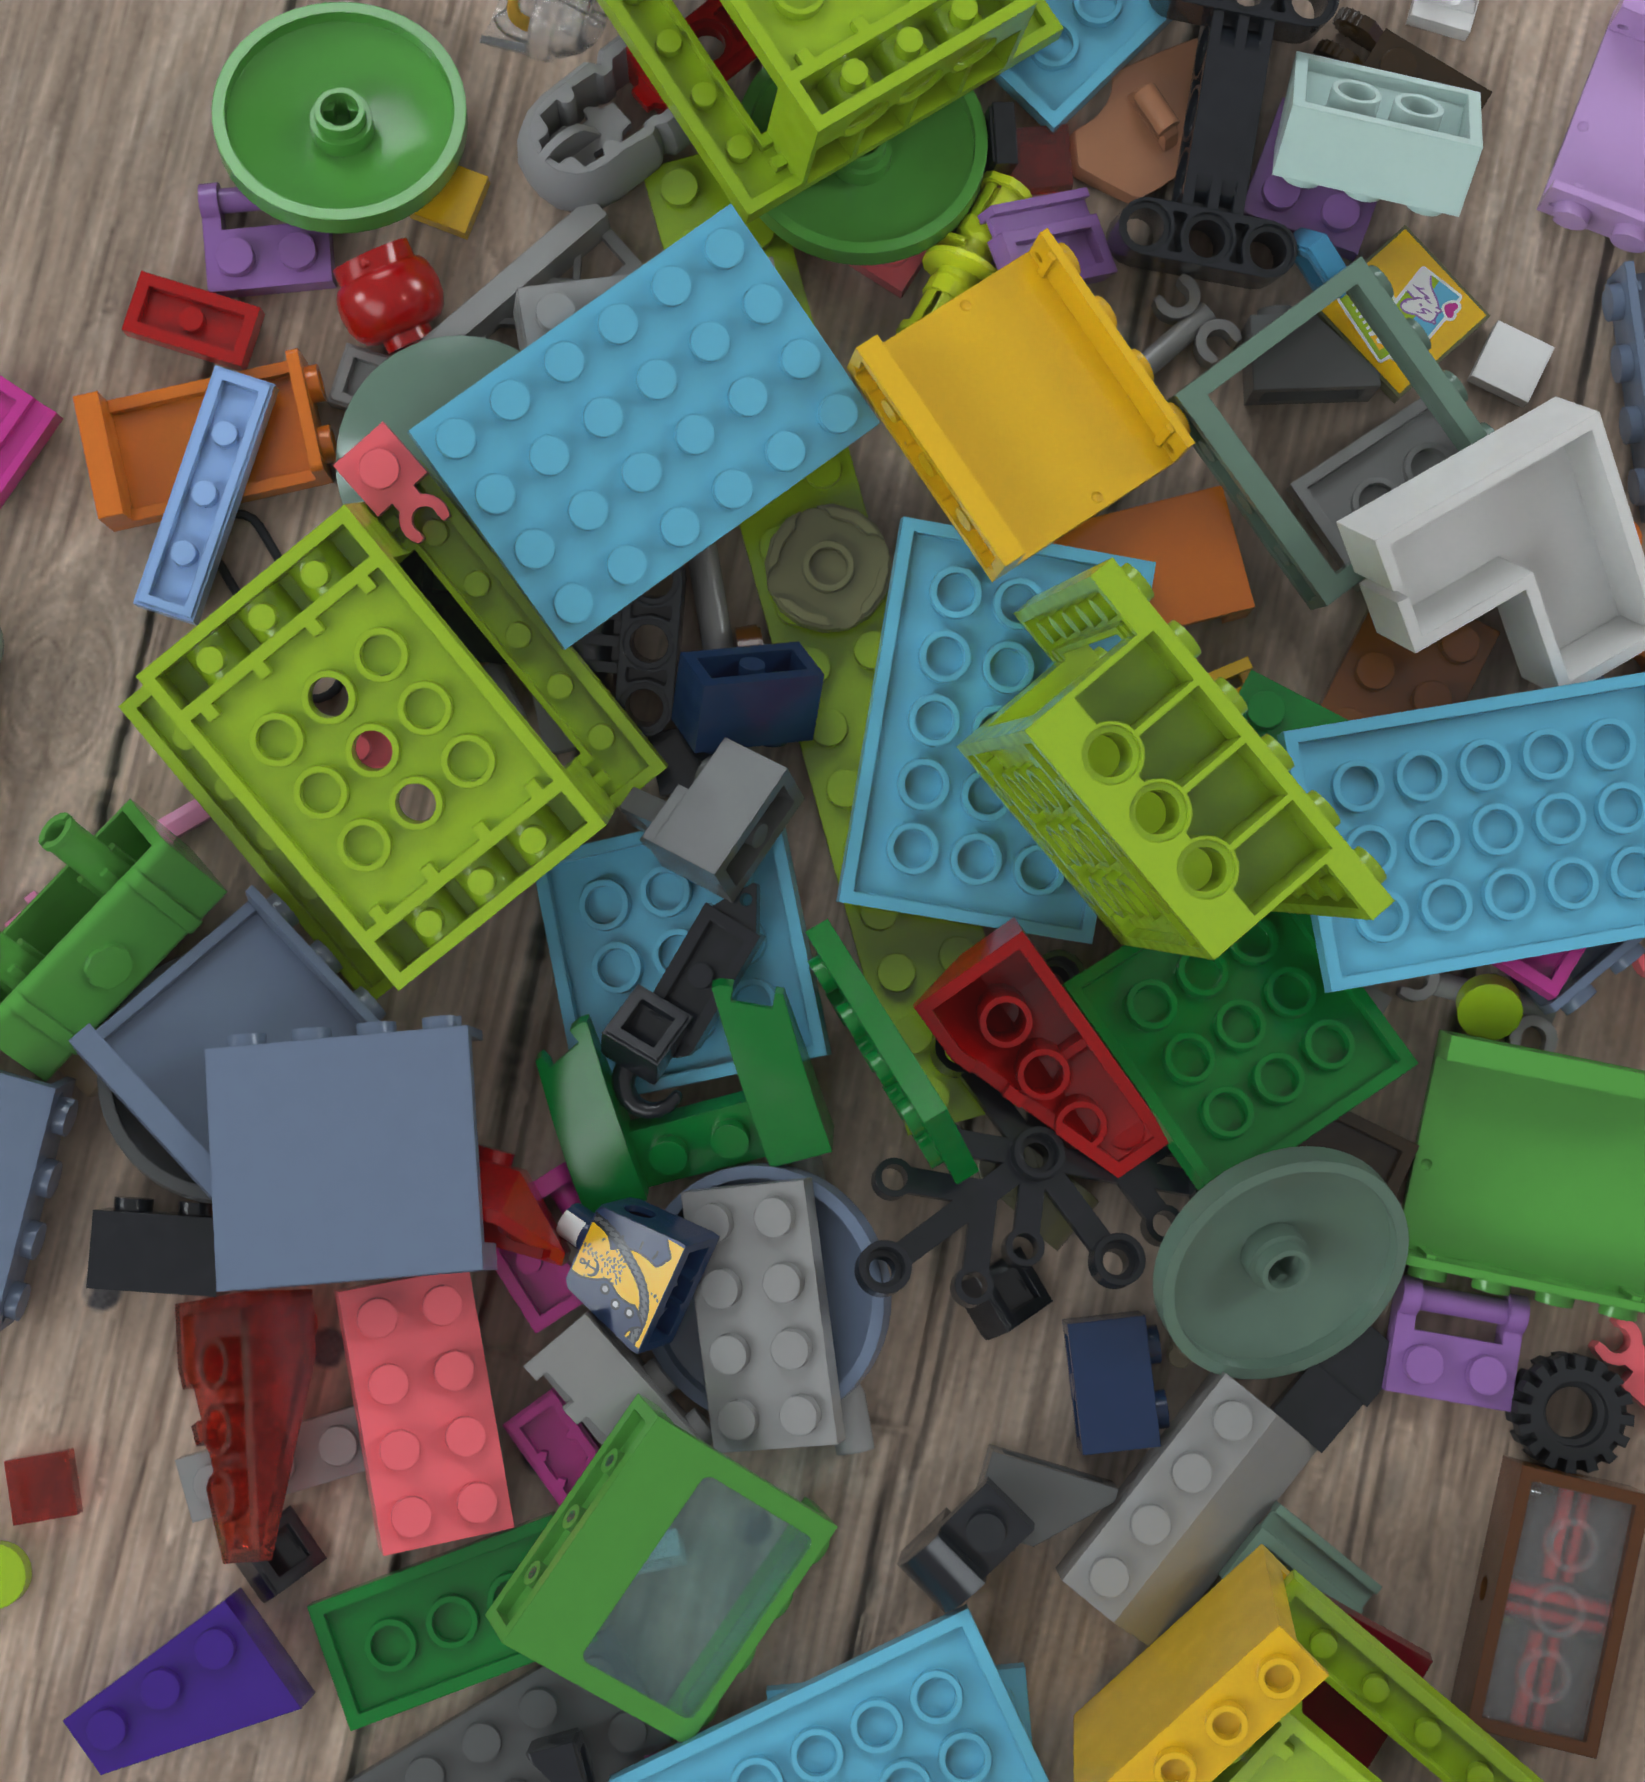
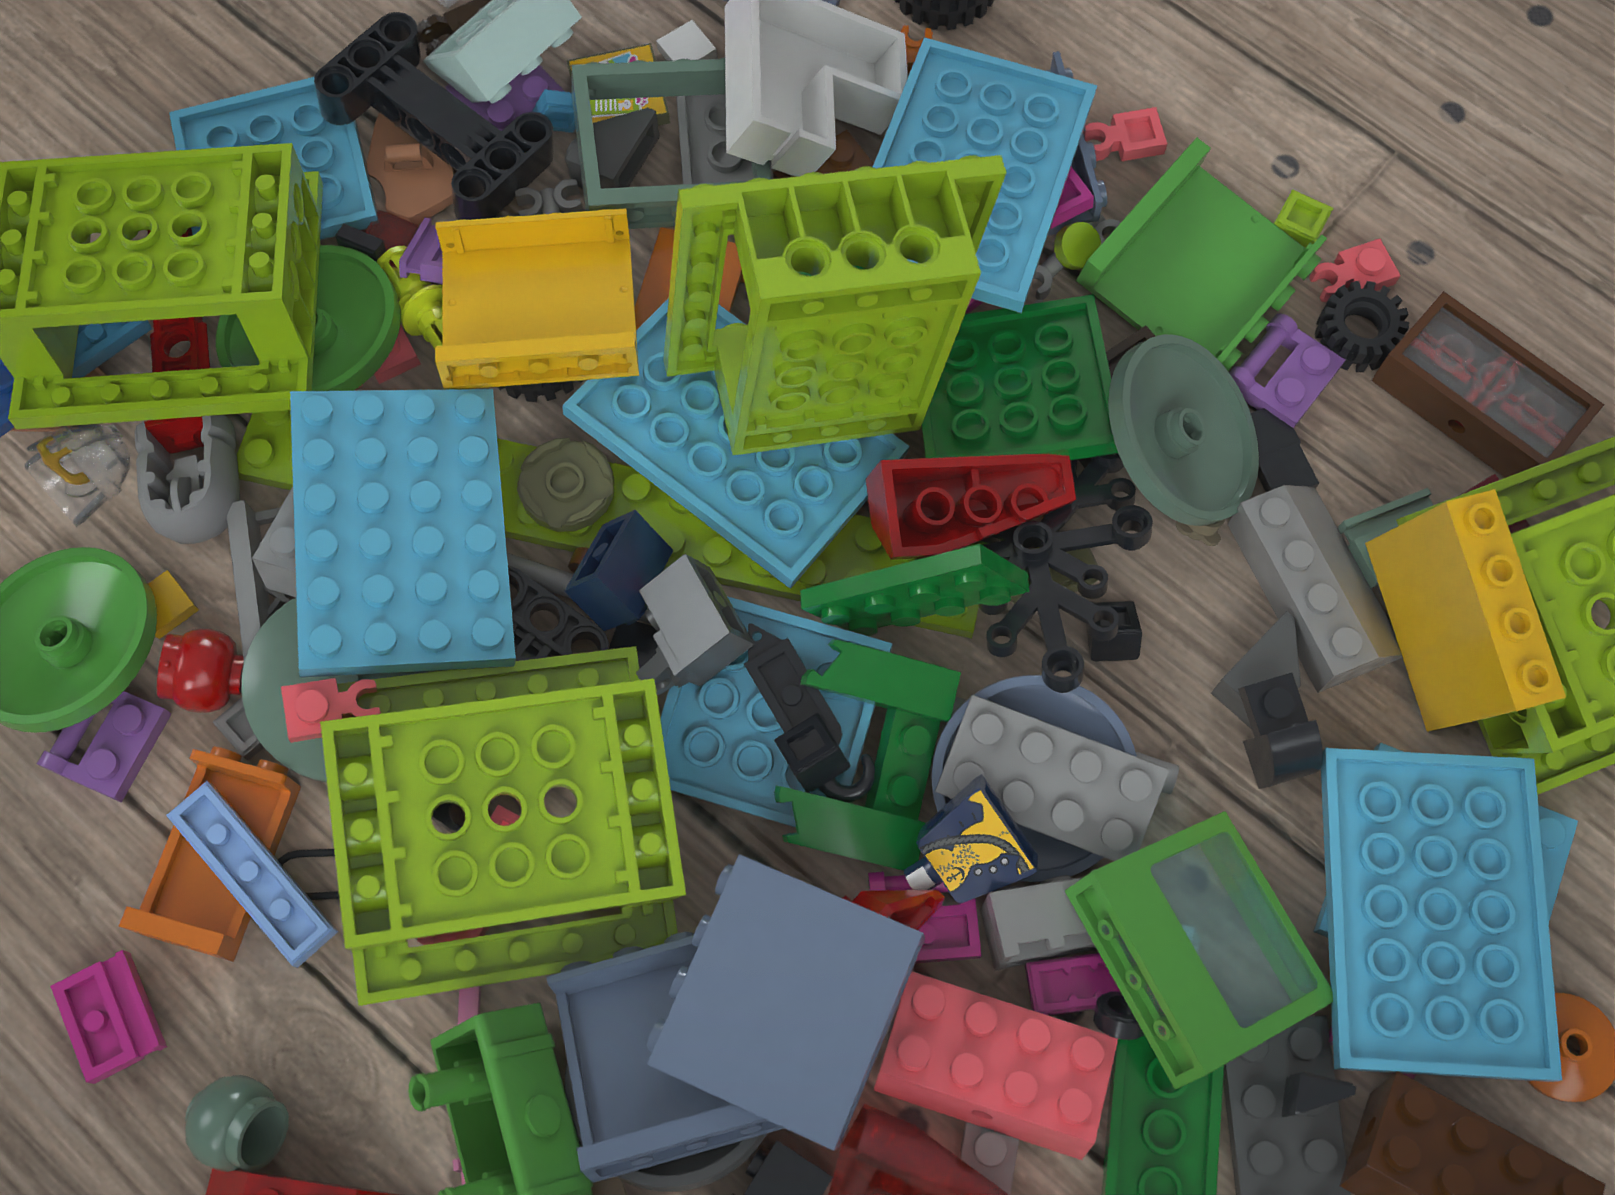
camera: 60 degrees left, 15 degrees down
(193, 321) = (125, 819): red plate -> none
(534, 1511) = (1115, 1017): none -> black tile
(1114, 1382) = (1209, 586): dark blue brick -> none

